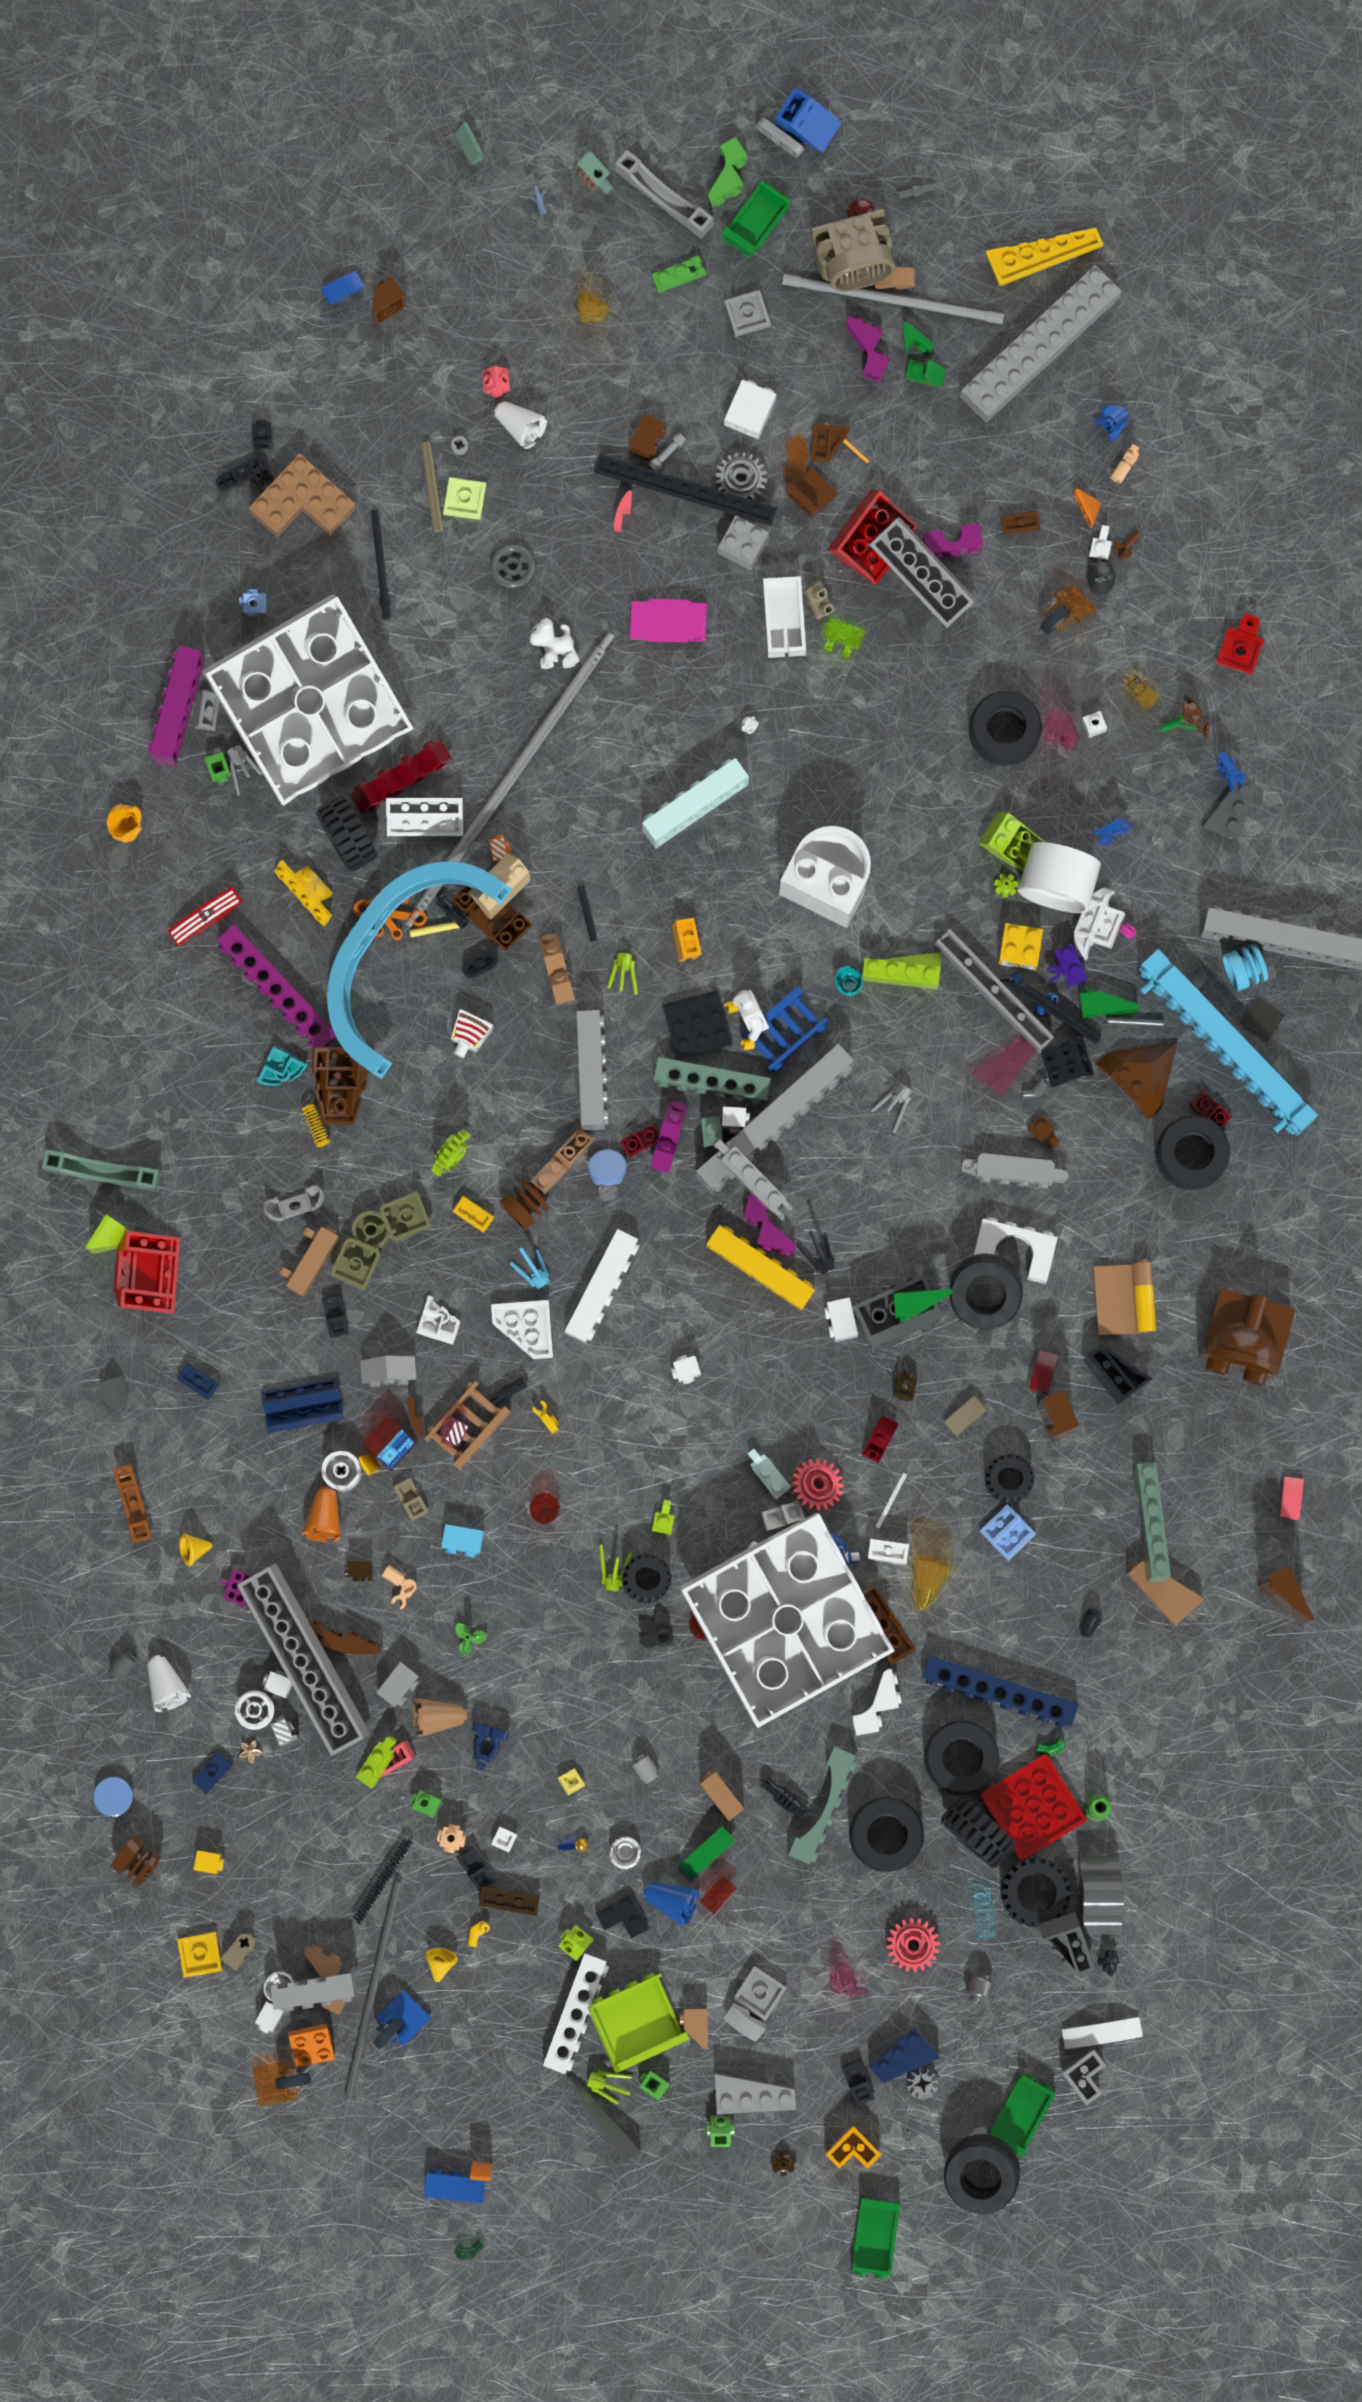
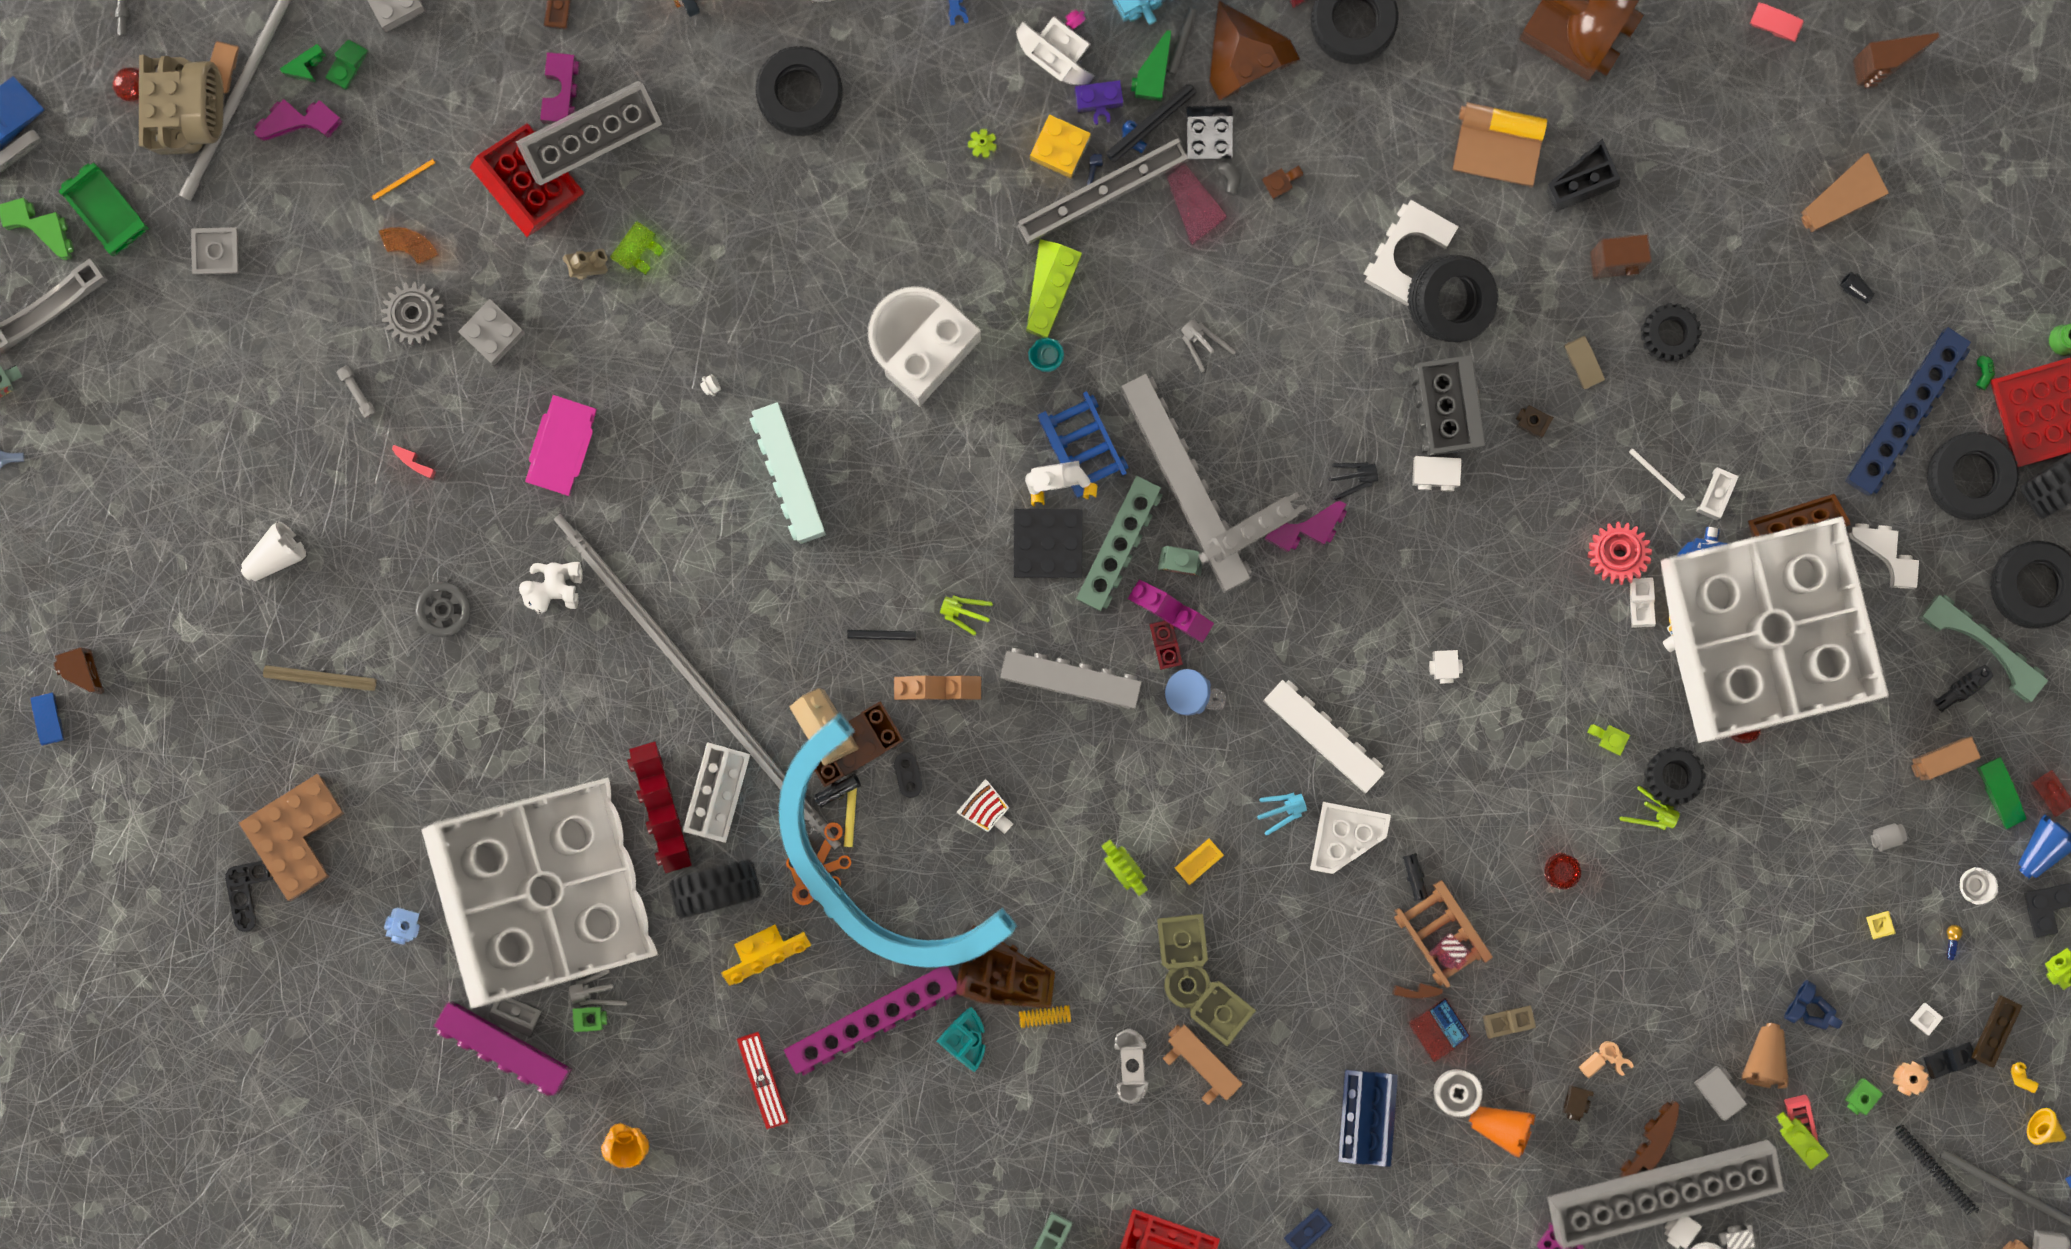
camera: 75 degrees left, 5 degrees up
(262, 441) = (207, 865): black brick -> none
(335, 1316) = (1274, 1052): black slope -> none
(369, 1464) = (1456, 1059): yellow slope -> none
(384, 600) = (441, 770): black bar -> none
(388, 1370) = (1356, 1008): light grey brick -> none
(438, 1323) = (1313, 936): white slope -> none
(454, 448) = (277, 625): light grey bush -> none
(462, 1540) = (1573, 975): medium azure brick -> none
(463, 1632) = (1694, 1004): bright green plant -> none
(464, 498) = (344, 643): yellowish green tile -> none
(495, 381) = (214, 568): coral brick -> none
(499, 848) = (778, 715): orange brick -> none
(524, 1204) = (1206, 799): reddish brown wheel -> none
(550, 1422) = (1464, 837): yellow plate -> none
(562, 1162) = (1167, 743): medium nougat slope -> none
(591, 307) = (156, 431): clear yellow cylinder -> none
(647, 437) = (332, 409): reddish brown brick -> none
(653, 1629) = (1731, 783): pearl dark grey plate -> none
(678, 274) = (143, 319): bright green plate -> none
(685, 490) = (410, 382): black plate -> none
(686, 939) = (945, 528): light orange hinge -> none
(734, 1119) = (1175, 530): white brick -> none
(750, 409) = (332, 279): white brick -> none
(761, 1268) = (1352, 548): yellow brick -> none
(768, 1474) = (1591, 604): light aqua hinge -> none
(784, 616) = (594, 309): white piece -> none
(811, 493) = (454, 236): reddish brown bracket -> none
(827, 441) = (396, 201): reddish brown wing -> none
(880, 1439) = (1585, 466): dark red slope -> none
(914, 1303) = (1450, 383): green slope -> none
(929, 1578) = (1759, 454): clear yellow slope -> none
(1007, 1532) = (1729, 352): light blue slope -> none
(1009, 840) = (935, 120): lime slope -> none
(1014, 1169) = (1317, 226): light grey hinge -> none
(1043, 1372) = (1559, 260): dark red slope -> none
(1059, 877) = (996, 77): white wheel -> none
(1061, 730) = (819, 26): clear pink slope -> none
(1149, 1498) = (1798, 189): sand green arch -> none

